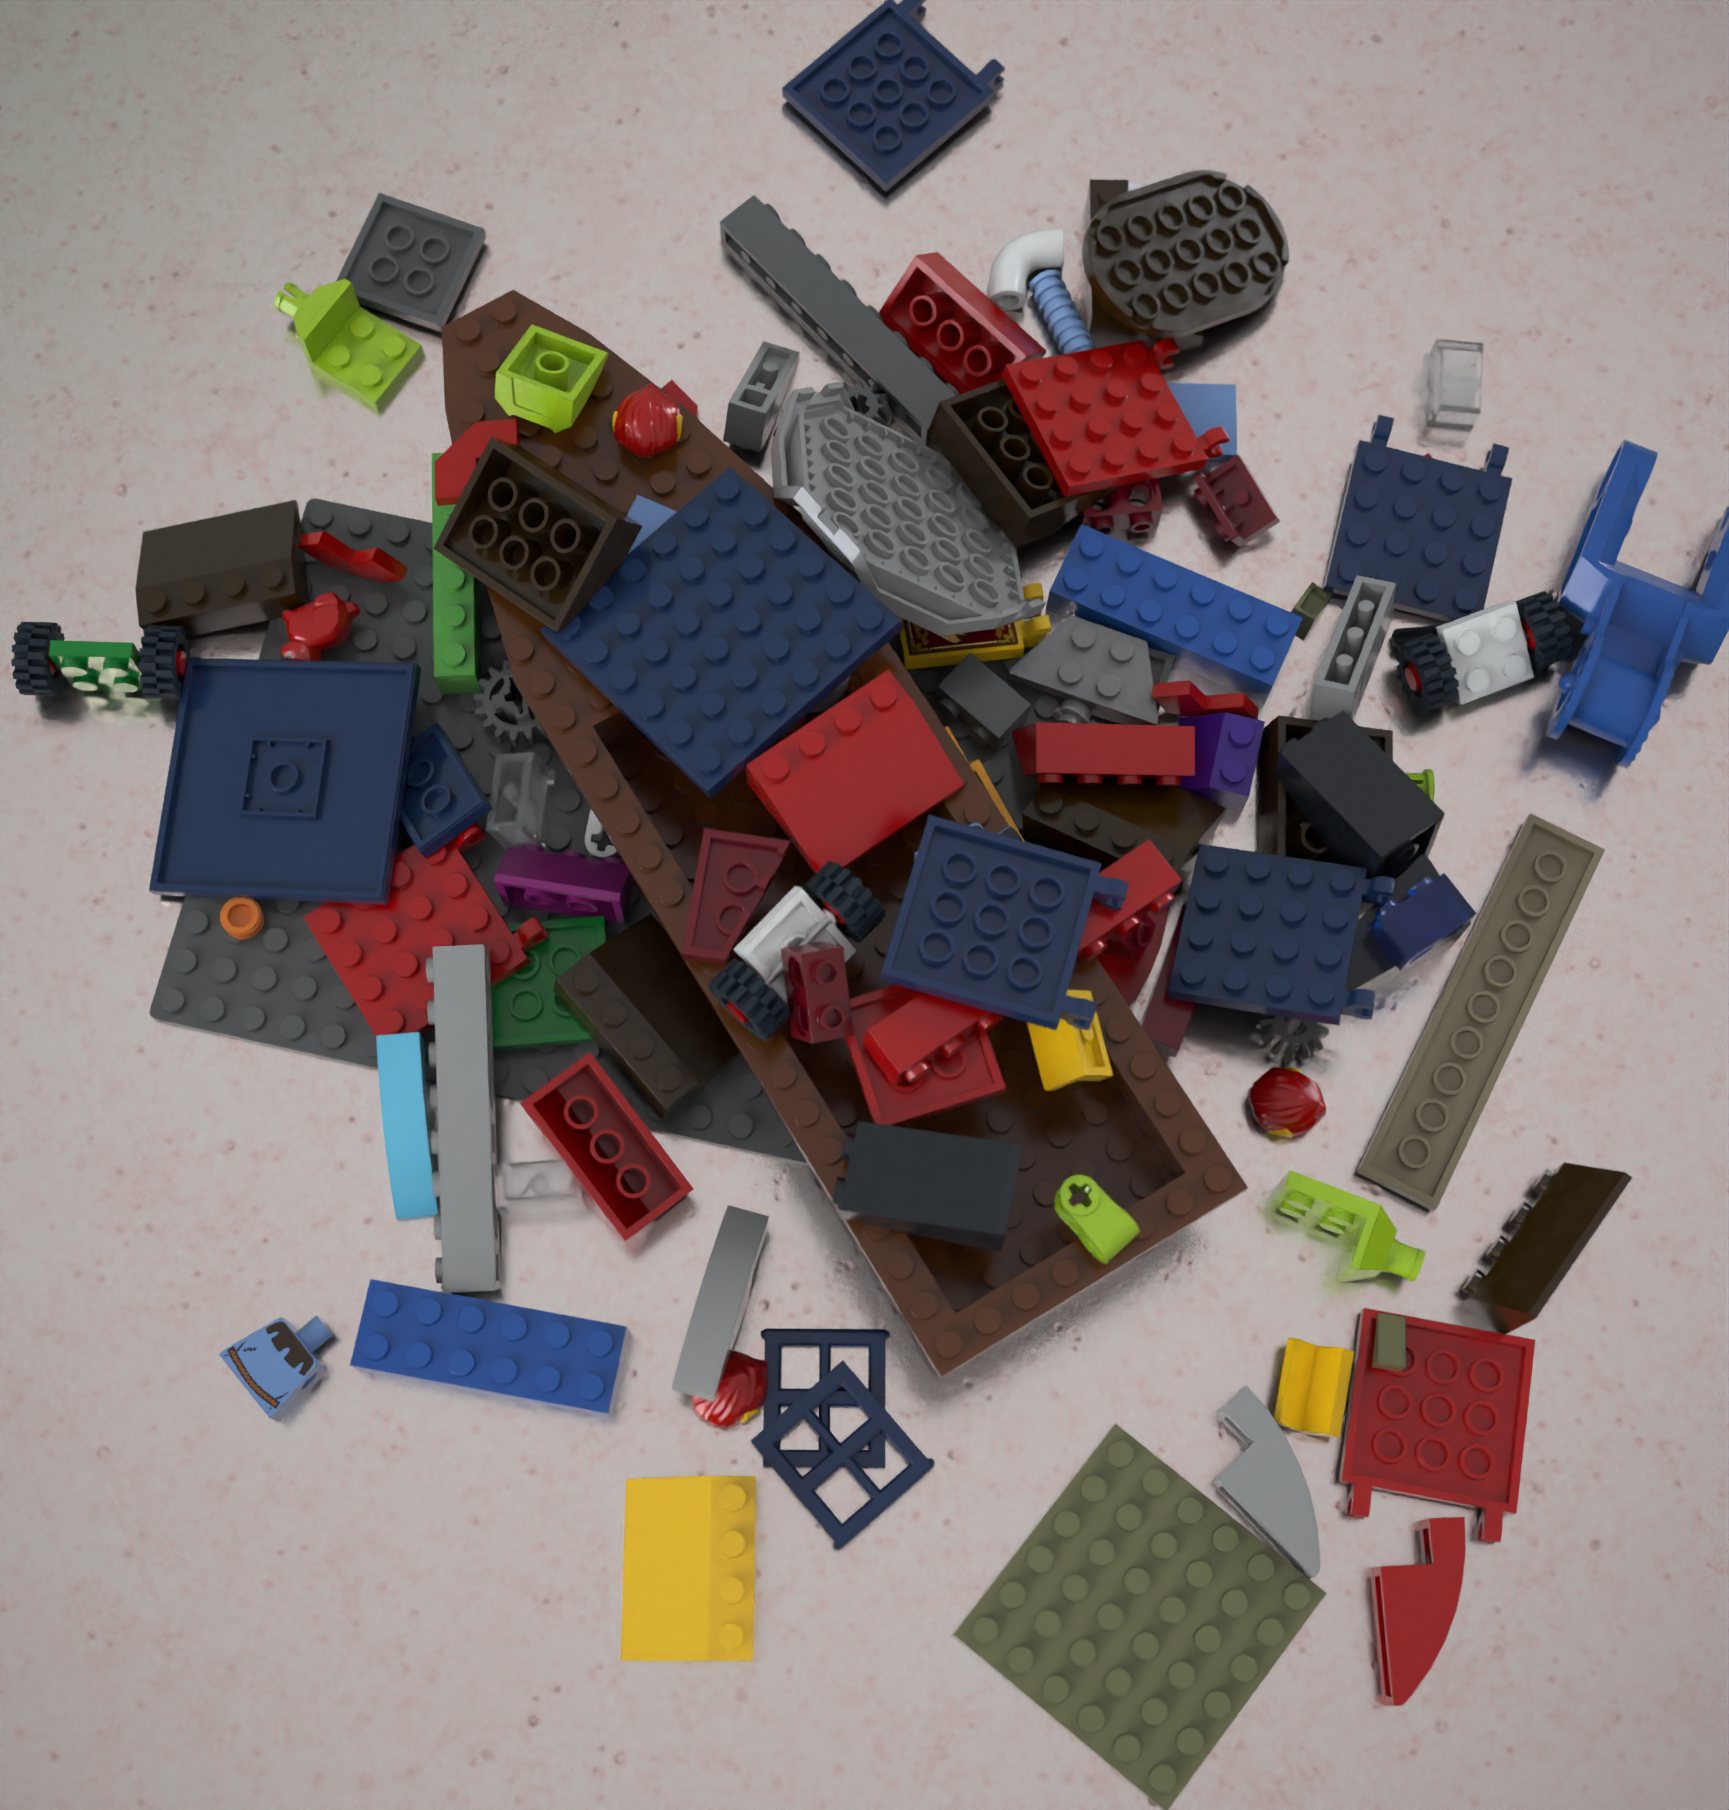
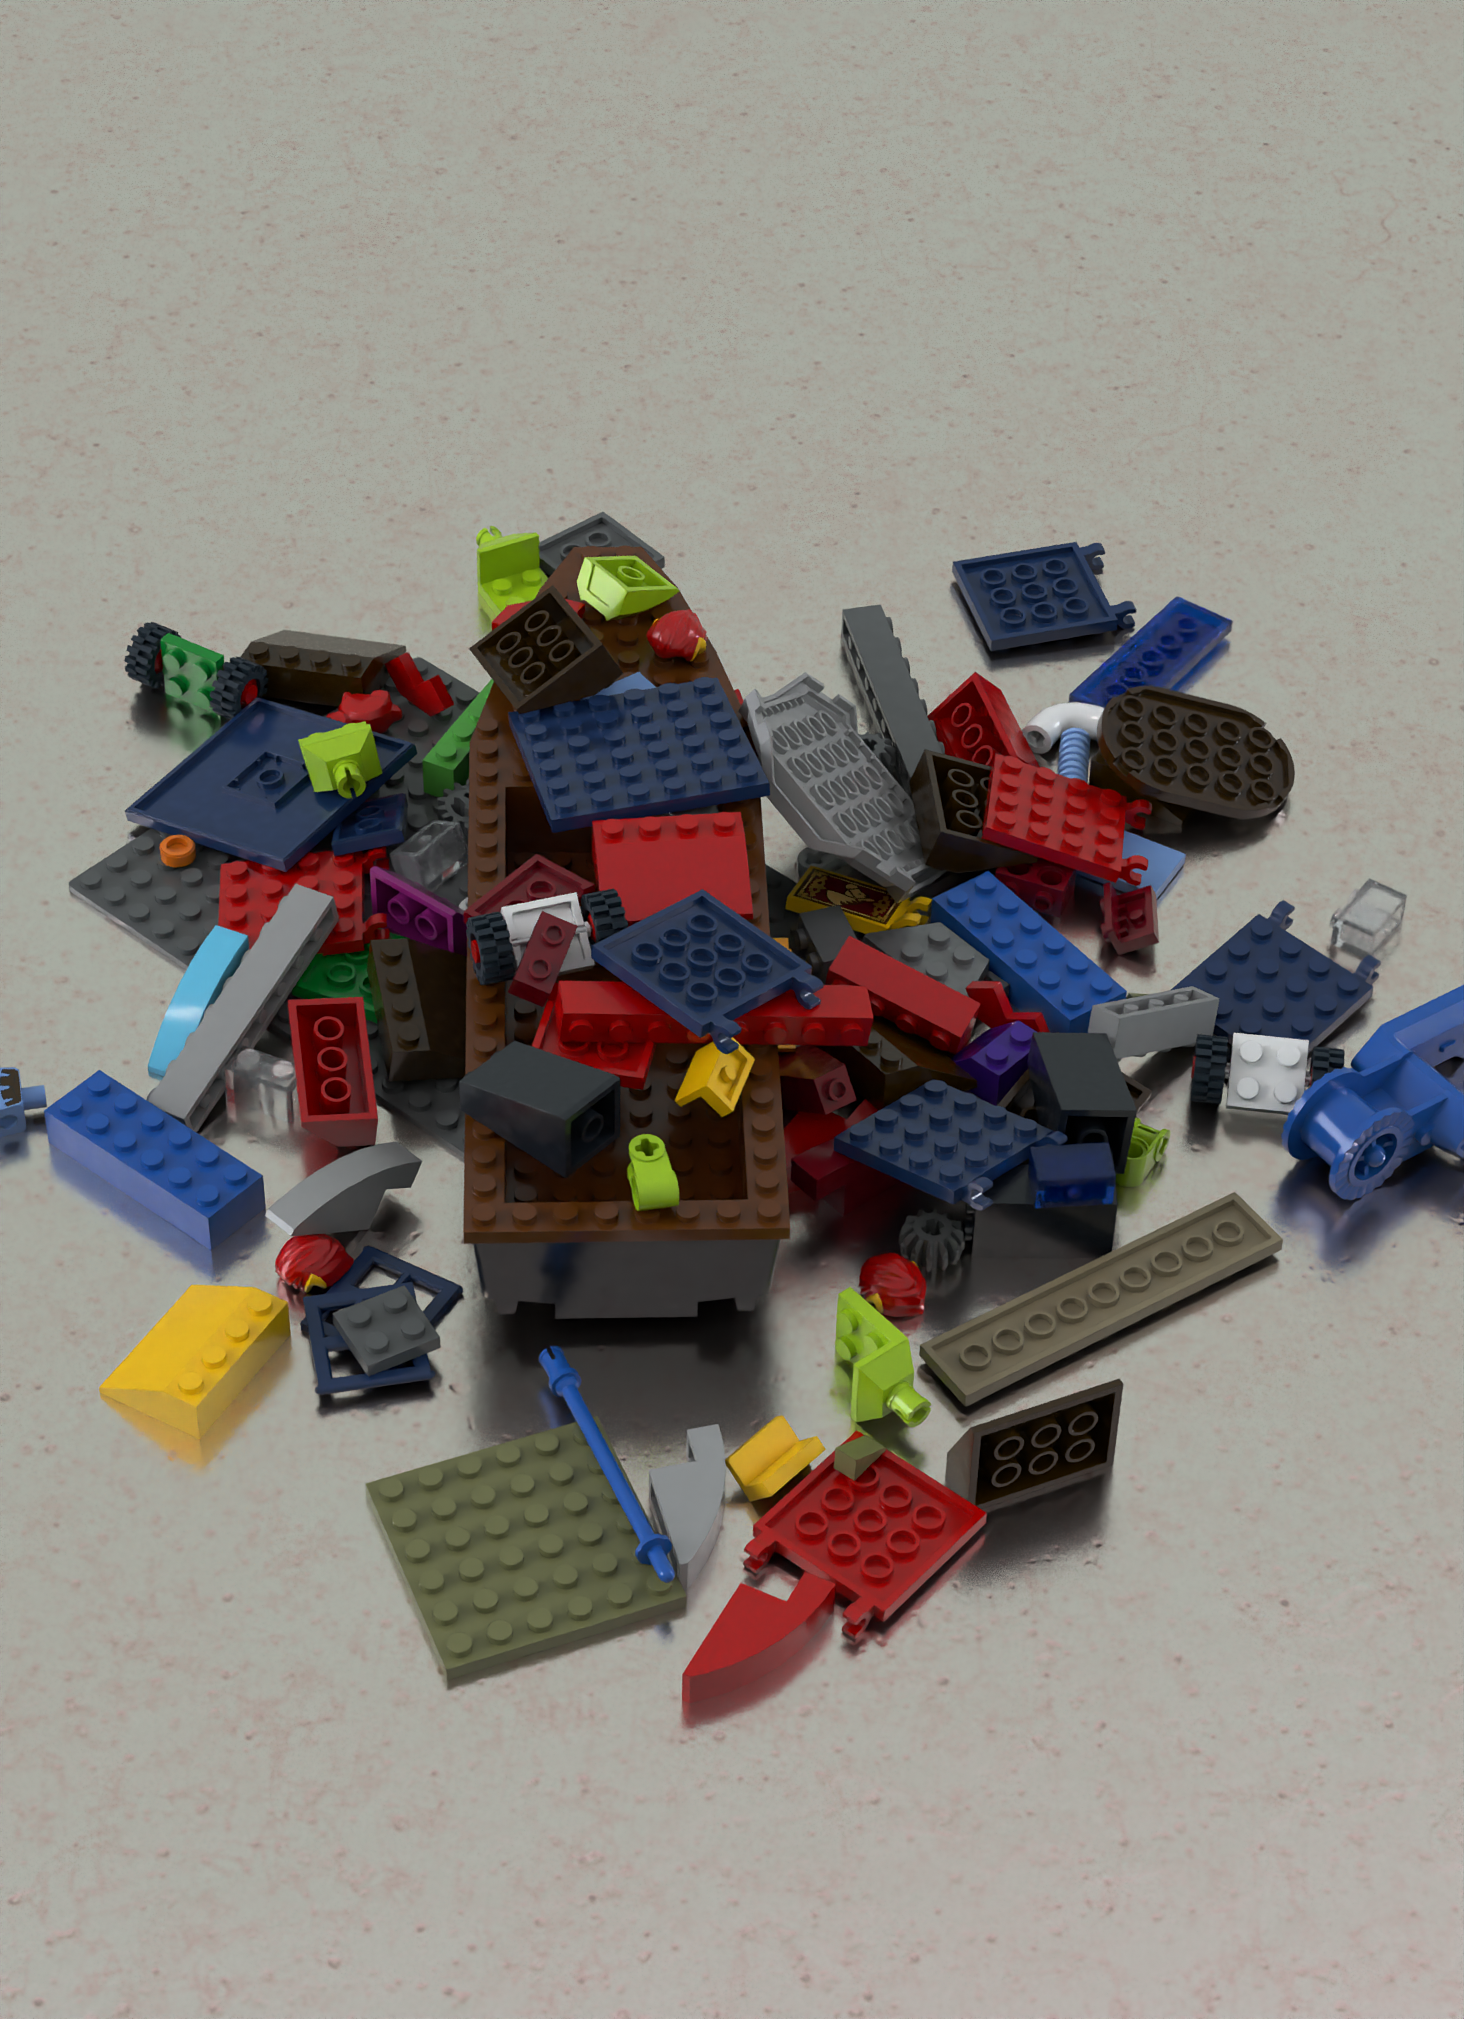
camera: 30 degrees right, 30 degrees down
(356, 730) = (341, 759): none -> lime plate
(861, 1442) = (386, 1330): none -> dark grey plate
(1055, 131) = (1156, 653): none -> clear blue plate
(1072, 1412) = (565, 1383): none -> blue bar

